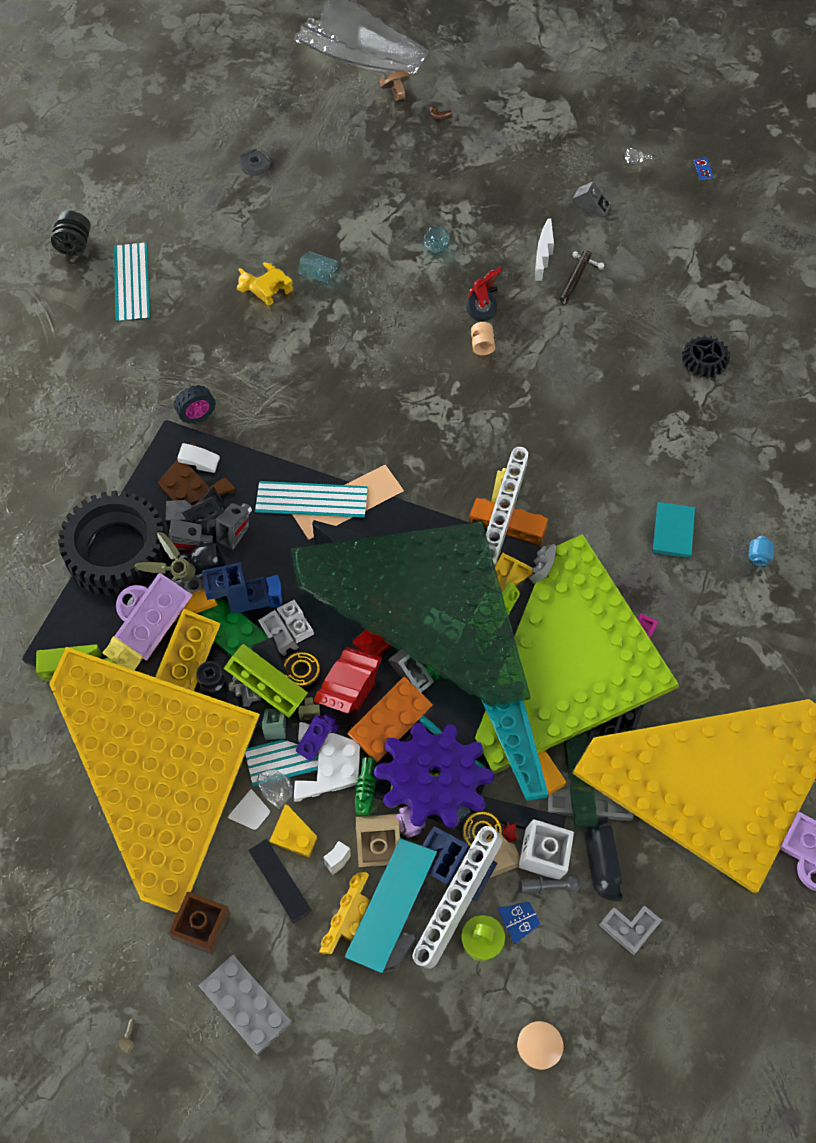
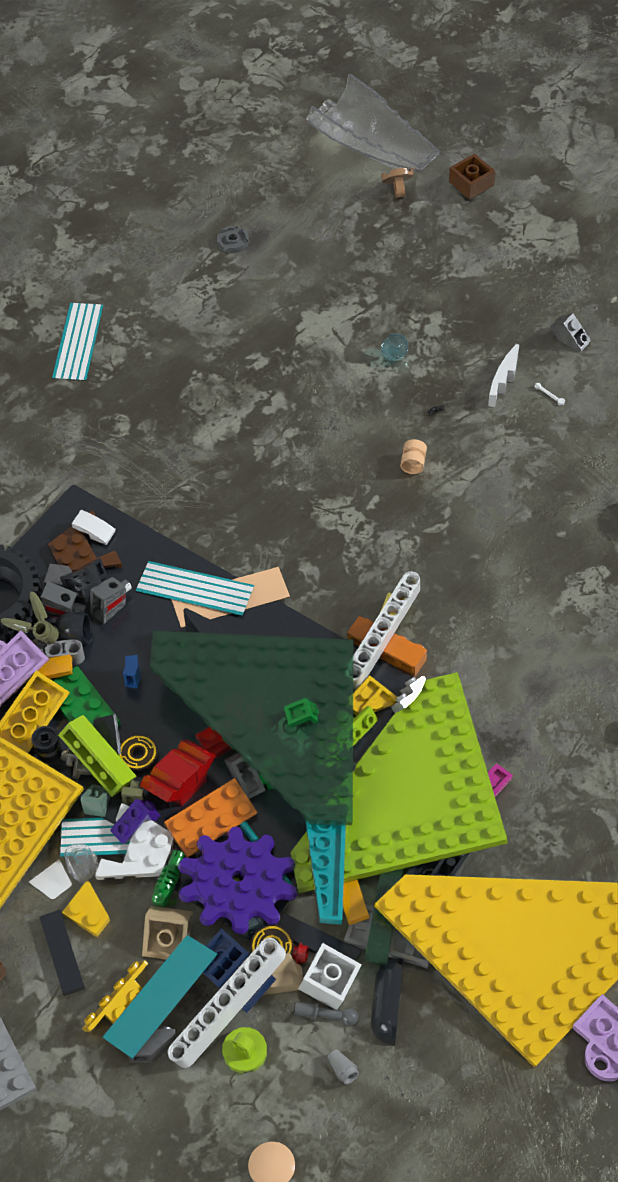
camera: 15 degrees right, 5 degrees down
(70, 233) = (29, 284): pearl dark grey wheel -> none
(194, 404) = (104, 473): black wheel -> none
(230, 582) = (91, 655): dark blue bracket -> none
(265, 285) = (208, 366): yellow animal -> none
(275, 627) = (124, 708): light grey hinge -> none
(295, 621) = (145, 705): white slope -> none
(317, 266) = (266, 355): clear light blue bracket -> none
(337, 858) = (122, 941): white piece -> none
(405, 826) = (197, 927): lavender head -> none
(439, 115) = (436, 219): reddish brown arm -> none
(455, 601) = (301, 712): none -> green bracket
(462, 70) = (471, 176): none -> reddish brown brick
(480, 303) = (421, 420): plate -> none
(519, 920) = (286, 1041): blue sticker -> none
(569, 291) = (546, 391): dark brown piece -> none
(583, 935) = (343, 1067): none -> light grey cone
(630, 933) = (395, 1078): light grey plate -> none
(673, 530) = (557, 686): teal tile -> none

